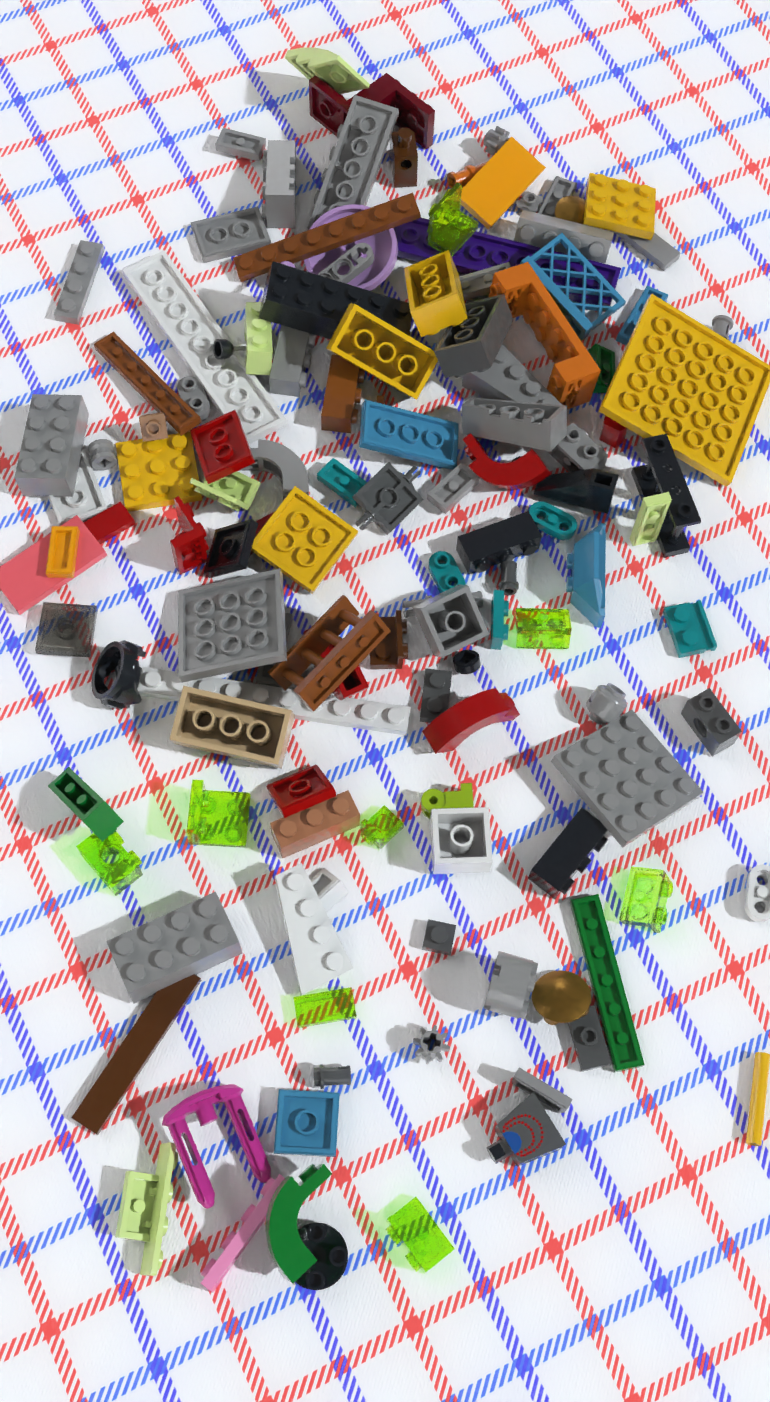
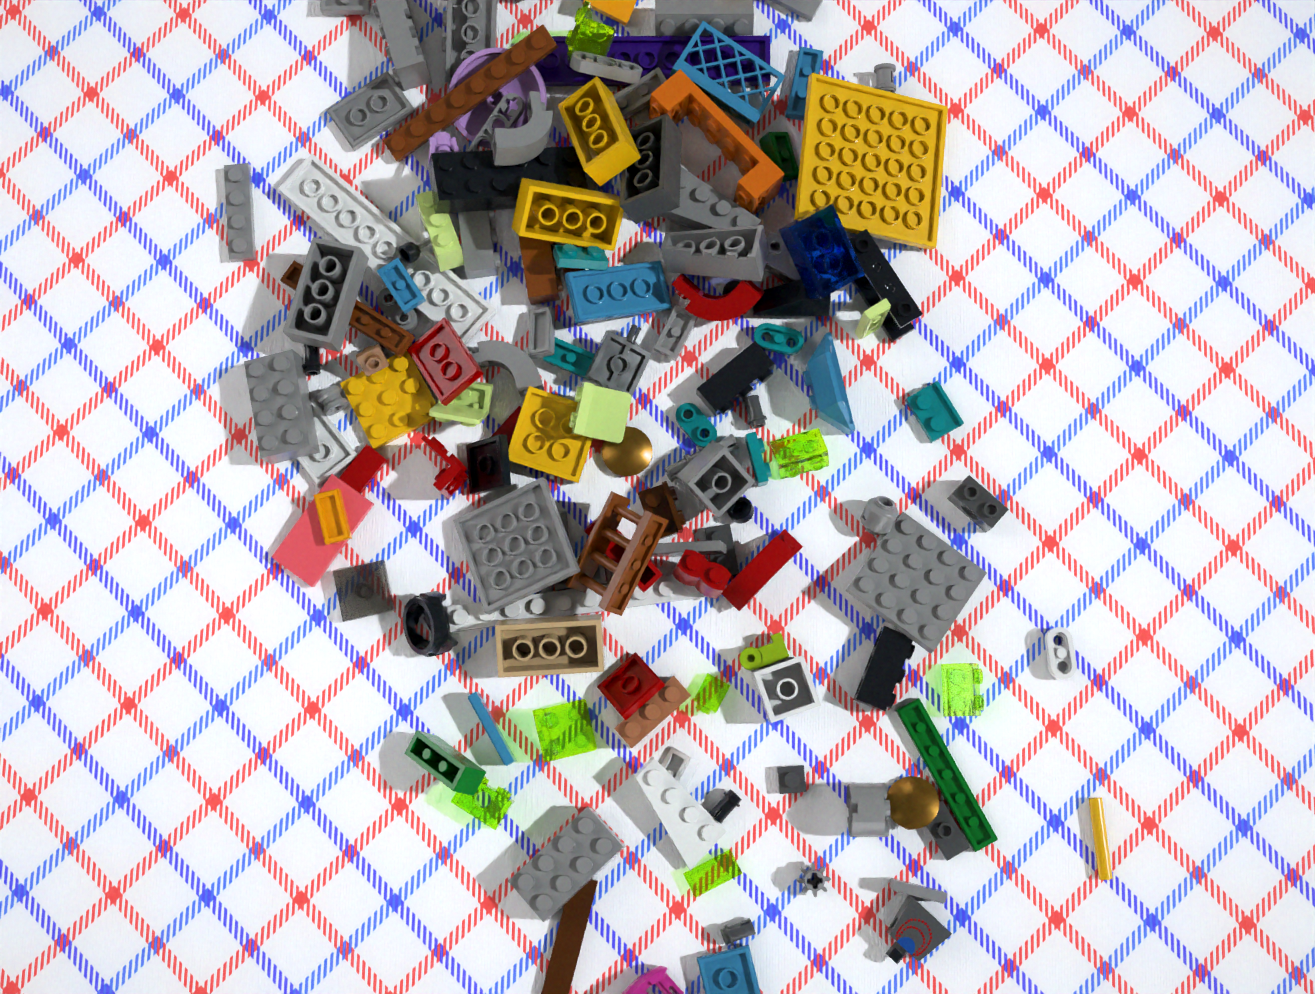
camera: 10 degrees left, 15 degrees up
(95, 420) = (312, 360): none -> black pin
(131, 358) = (326, 294): none -> light grey brick
(145, 793) = (491, 728): none -> dark azure tile
(204, 373) = (401, 285): none -> dark azure plate
(323, 451) = (541, 332): none -> light grey tile
(355, 528) = (600, 413): none -> yellowish green bracket
(361, 941) = (726, 804): none -> black pin
(363, 277) = (526, 142): none -> light grey arch
(370, 579) = (630, 455): none -> pearl gold dish
(374, 387) = (580, 257): none -> teal plate
(401, 678) = (678, 548): none -> light grey tile
(404, 699) = (706, 576): none -> red brick
(459, 246) = (605, 67): none -> light grey beam
(616, 439) = (821, 251): none -> clear blue brick

